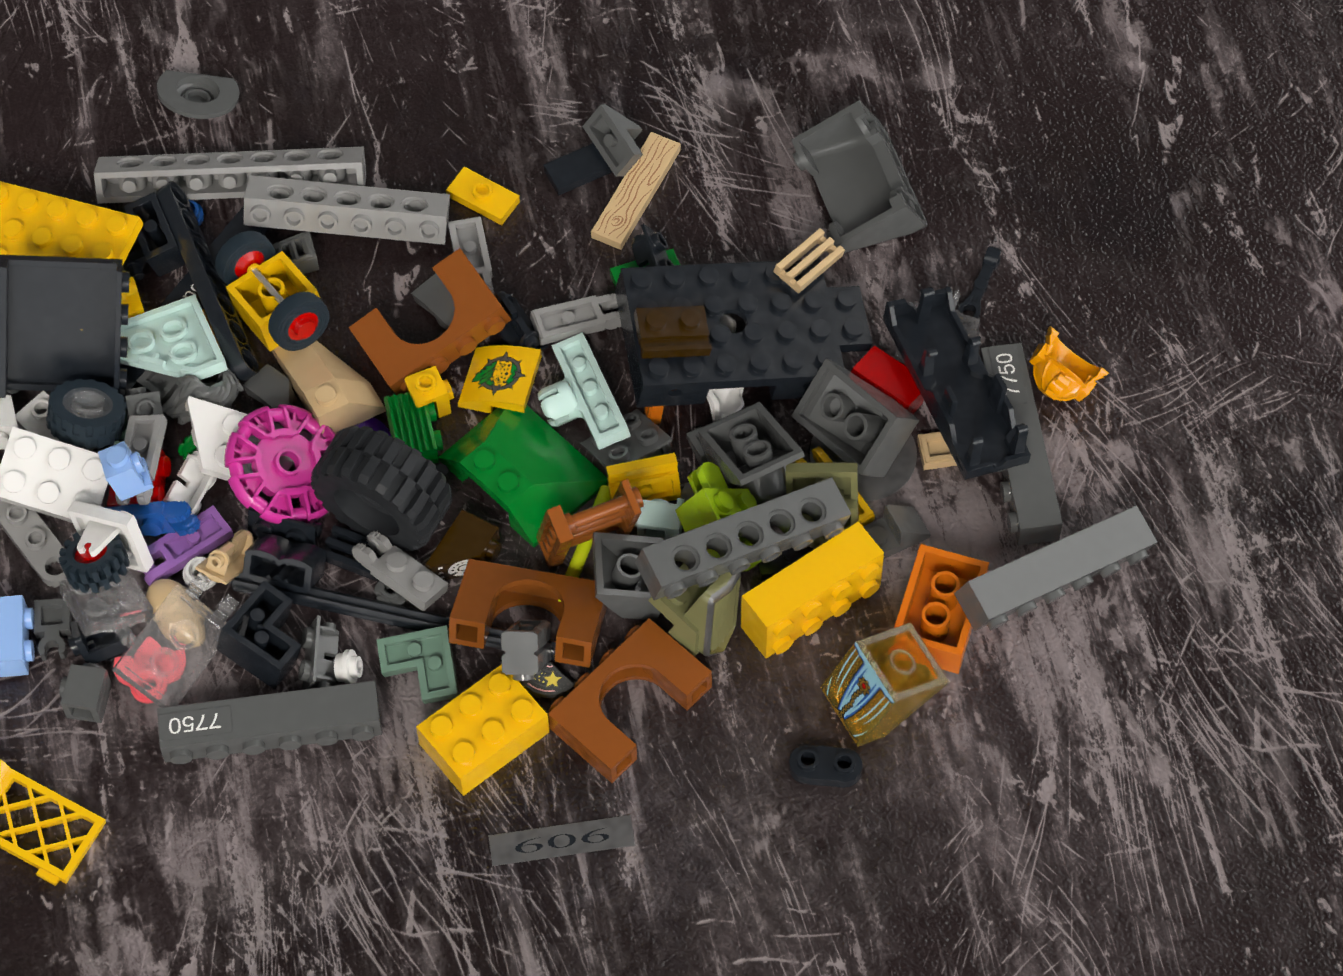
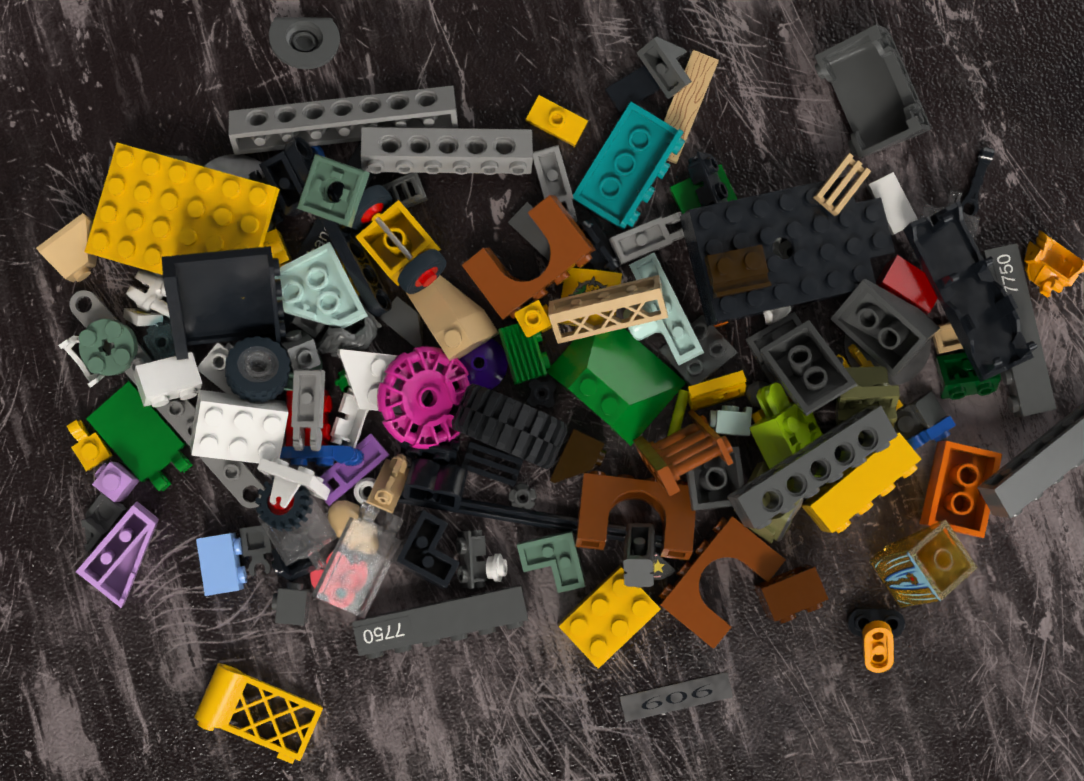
camera: 10 degrees left, 25 degrees up
(125, 471) = (300, 433): light blue brick -> none
(197, 214) = (320, 177): none -> sand green piece
(400, 571) = (530, 486): light grey hinge -> none
(513, 368) = (605, 300): none -> tan fence
(561, 242) = (629, 166): none -> teal bracket
(714, 709) = (791, 593): none -> reddish brown brick
(823, 783) = (878, 641): none -> light orange plate
(874, 294) = (895, 203): none -> white tile
(907, 546) = (936, 432): none -> blue plate
(952, 496) = (960, 379): none -> dark green bracket

